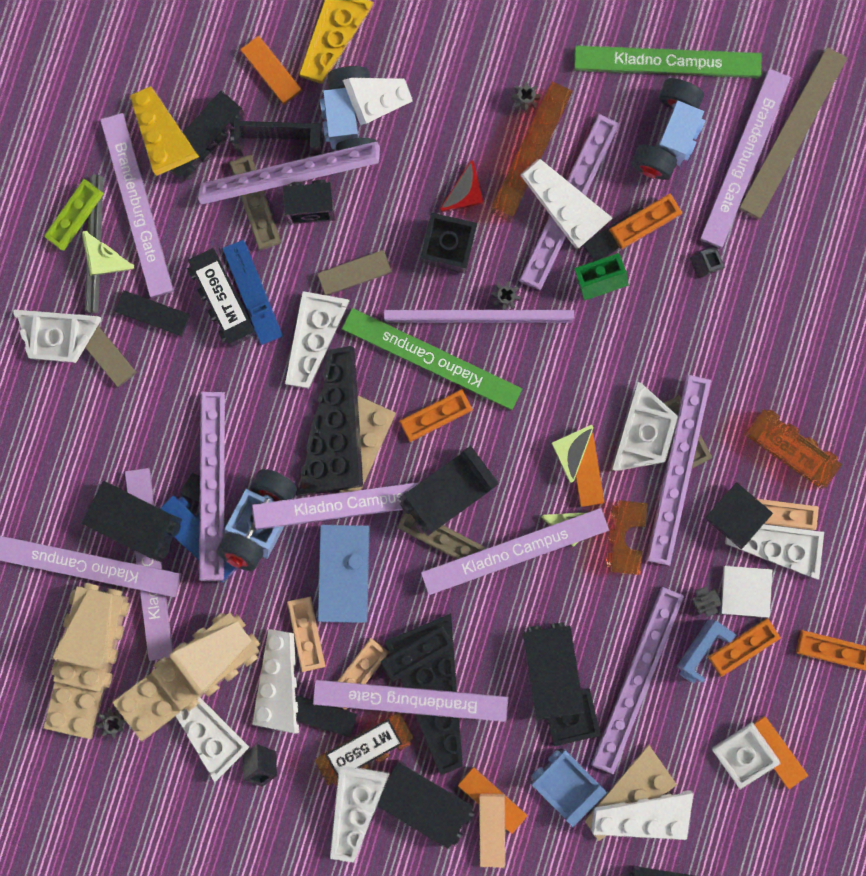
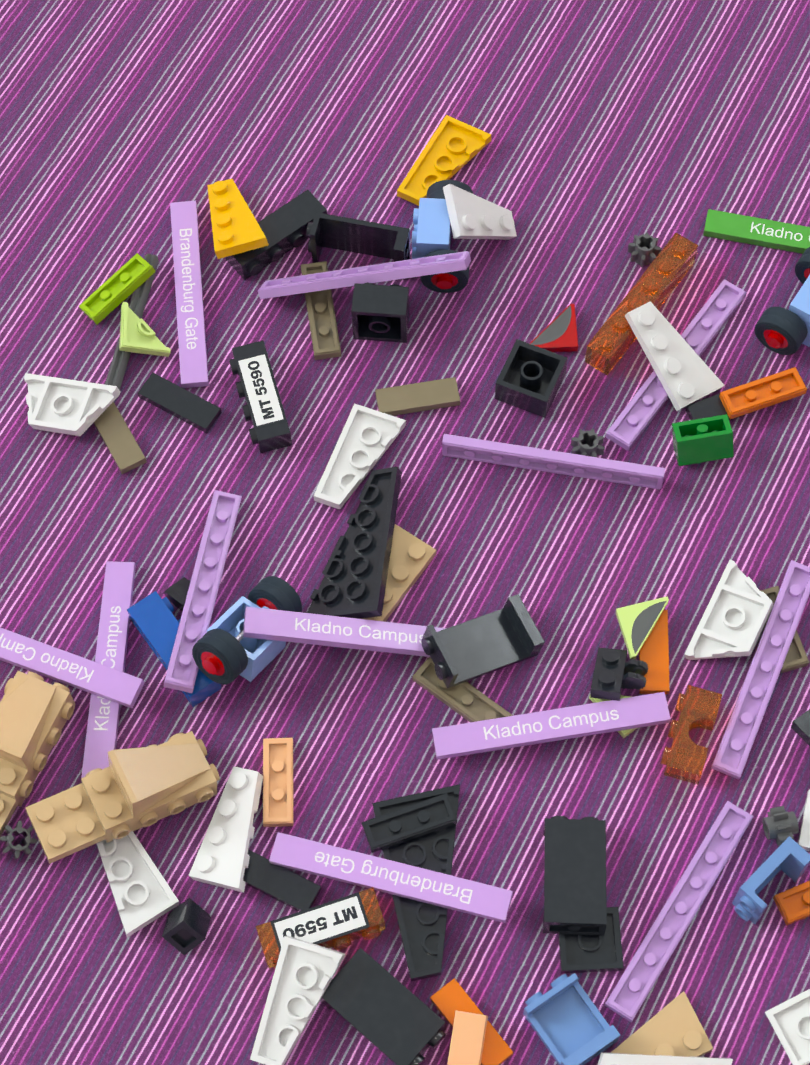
camera: 15 degrees right, 20 degrees down
(132, 521) = (102, 609): black panel -> none
(252, 292) = (297, 401): blue piece -> none
(271, 70) = (366, 185): orange tile -> none
(344, 573) = (338, 716): medium blue brick -> none
(364, 664) = (342, 829): light nougat tile -> none
(432, 359) = (491, 501): bright green tile -> none
(436, 415) = (482, 562): orange tile -> none
(555, 498) = (614, 672): none -> black hinge

